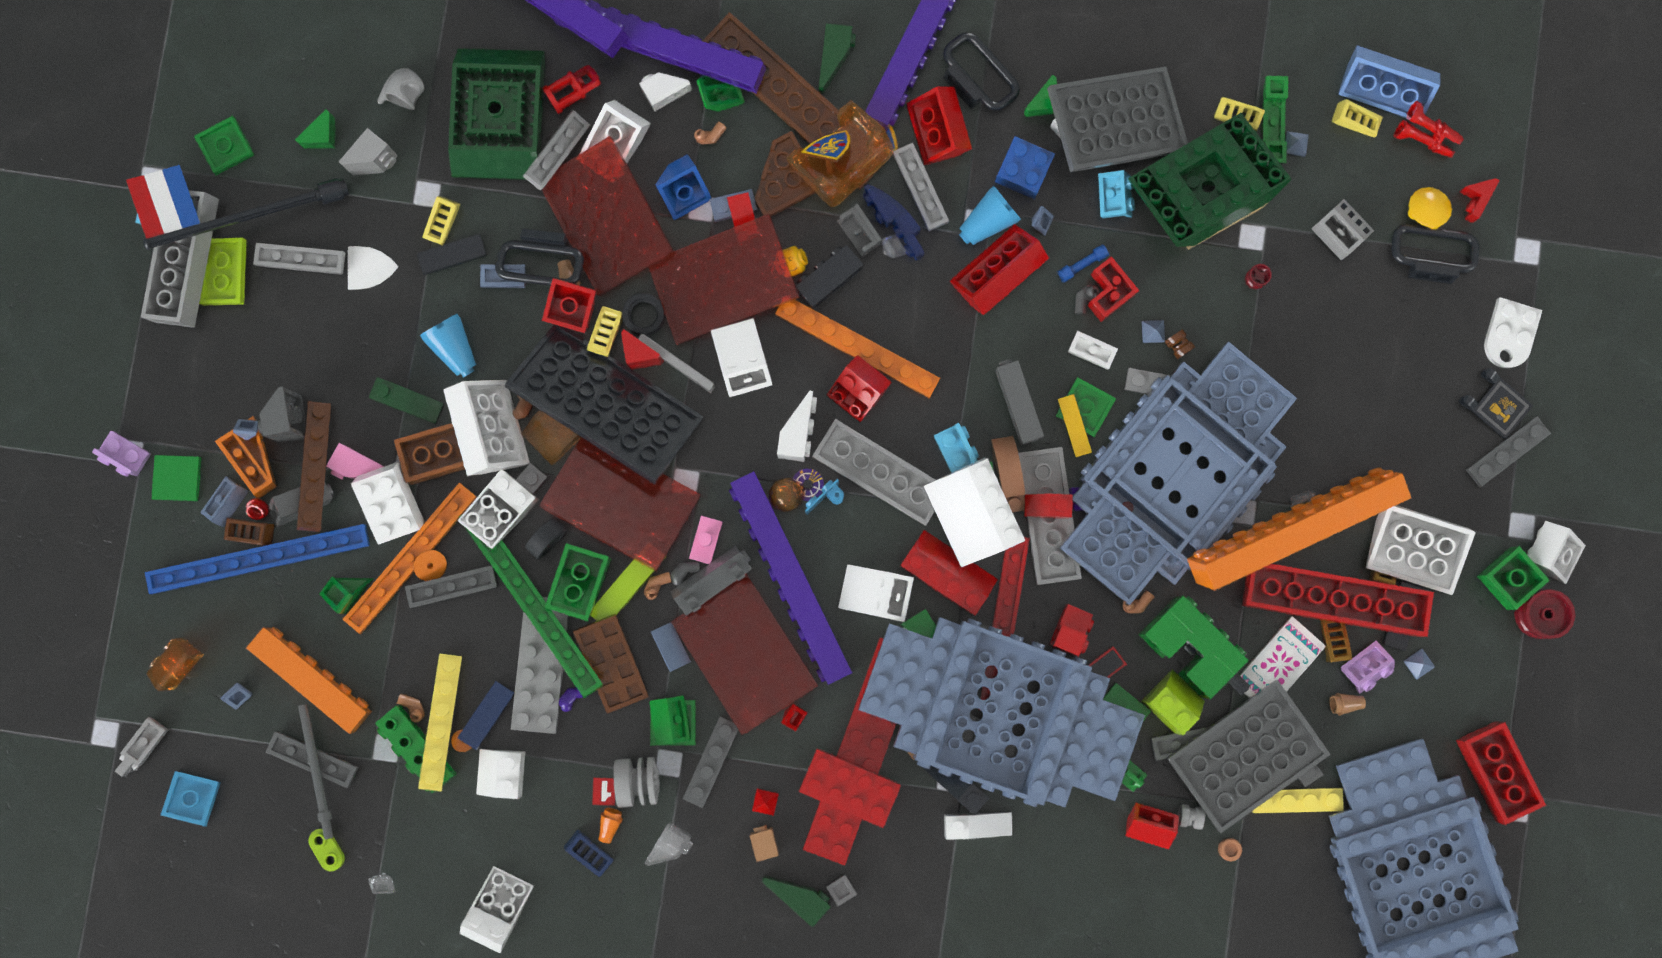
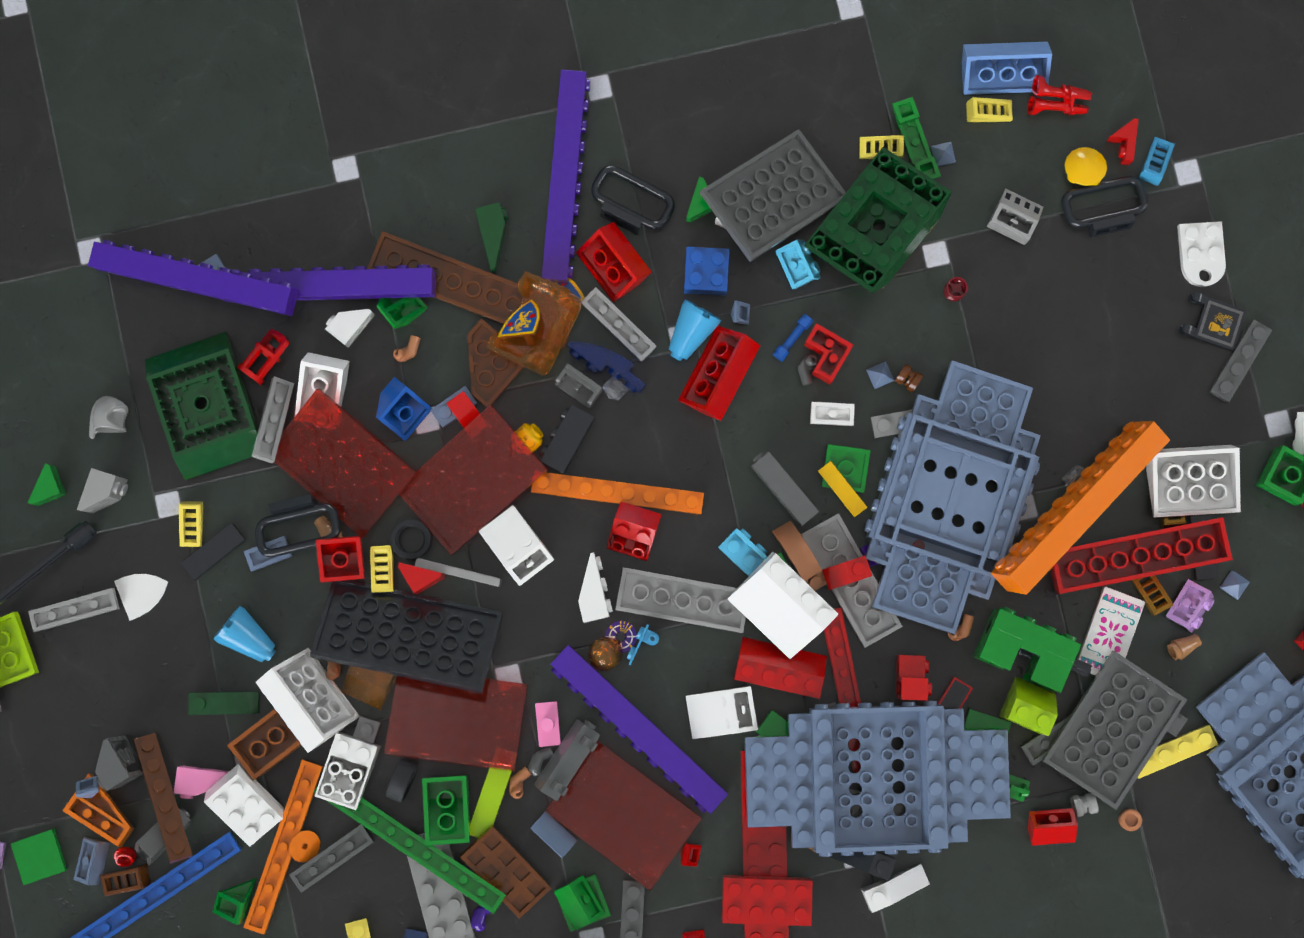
camera: 20 degrees left, 0 degrees up
(1491, 238) = (1151, 173): none -> dark azure slope

